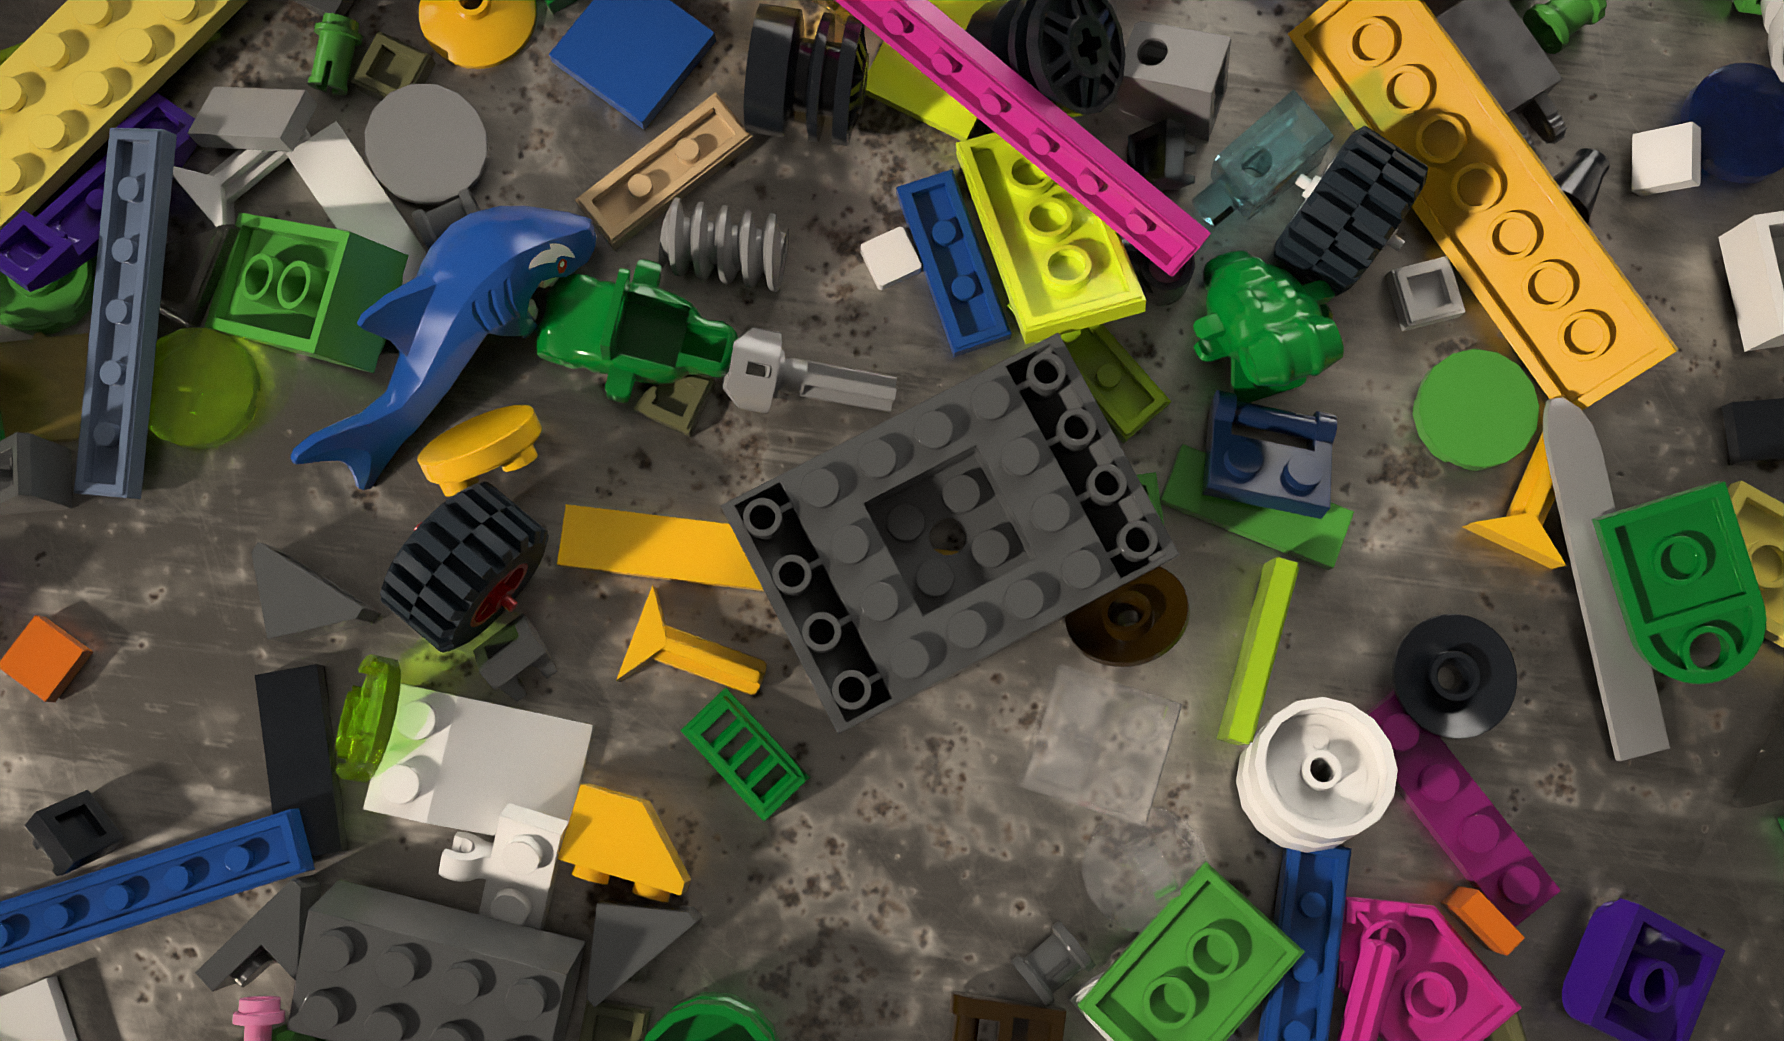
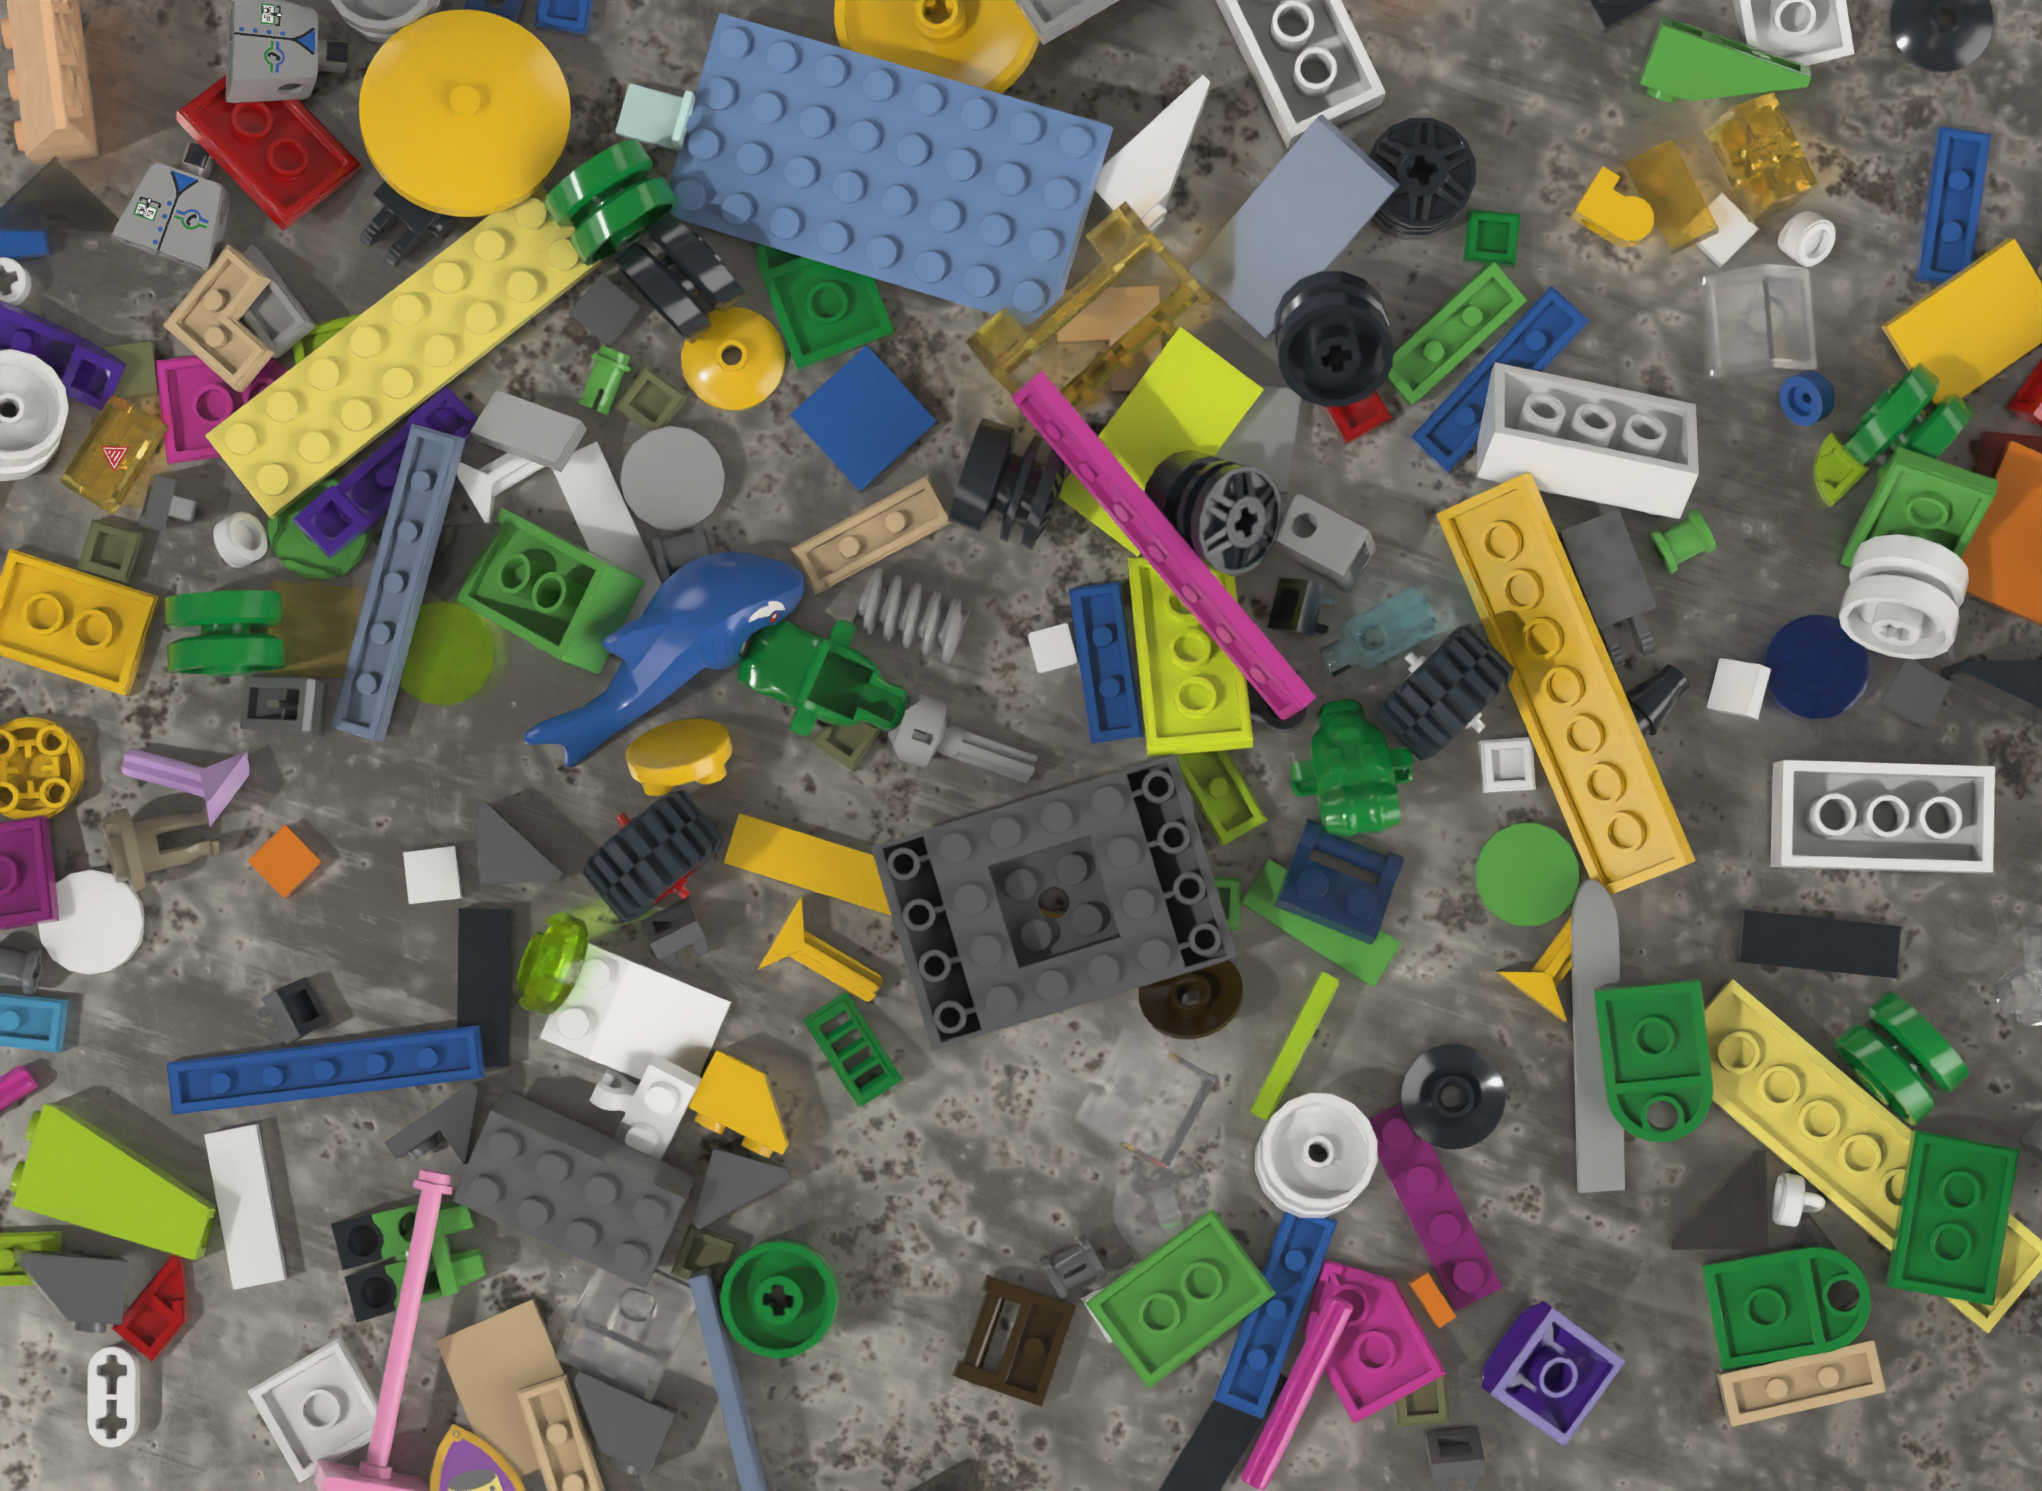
camera: 10 degrees right, 5 degrees up
(220, 642) = (432, 875): none -> white tile

